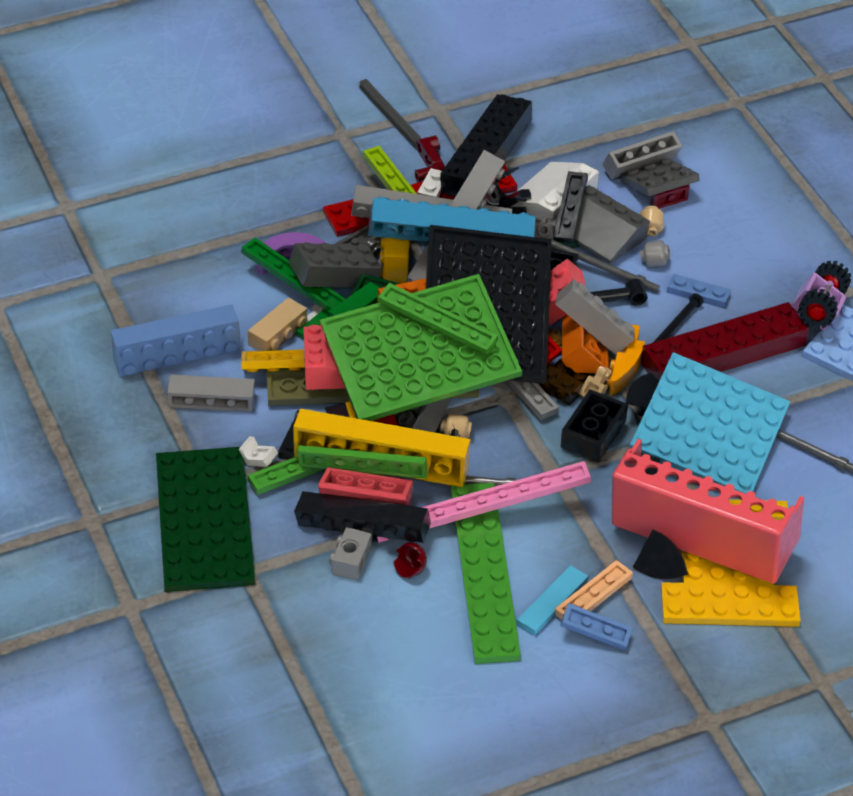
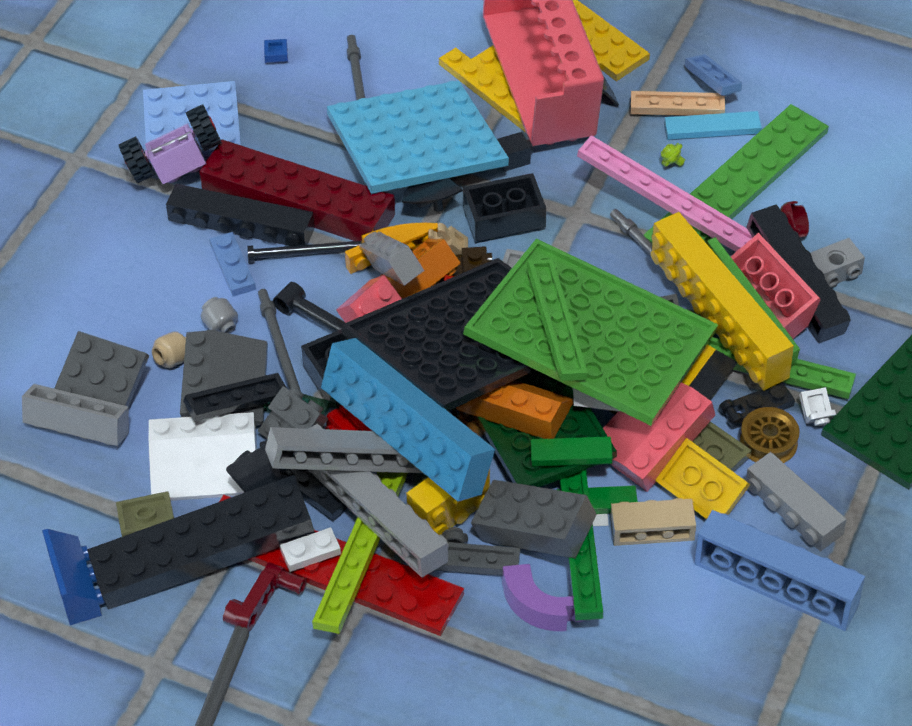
camera: 130 degrees left, 5 degrees up
(268, 419) = (770, 431): none -> pearl gold wheel
(536, 145) = (144, 512): none -> olive plate
(539, 90) = (73, 576): none -> blue slope
(546, 549) = (672, 154): none -> lime plant
(753, 299) = (240, 216): none -> black brick

